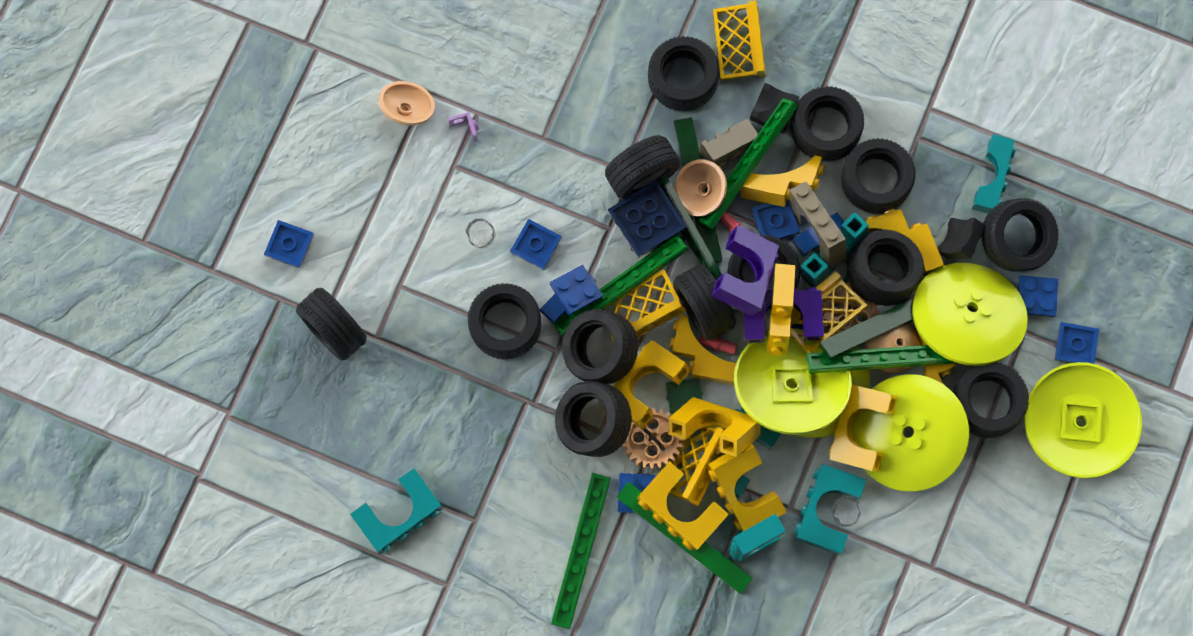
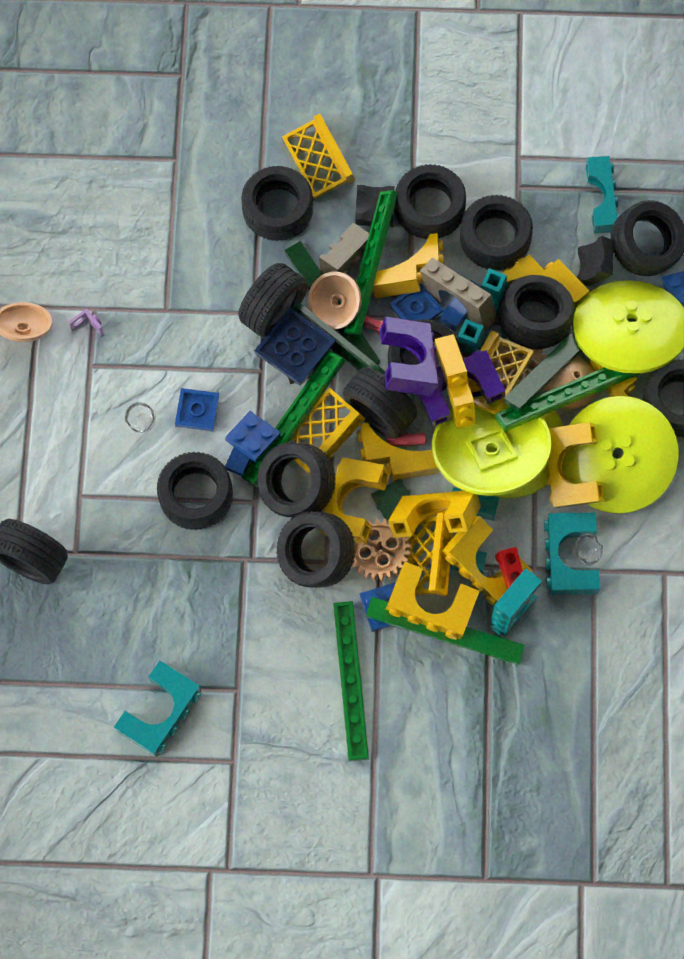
camera: 20 degrees left, 5 degrees down
(765, 502) = (510, 565): none -> red leg

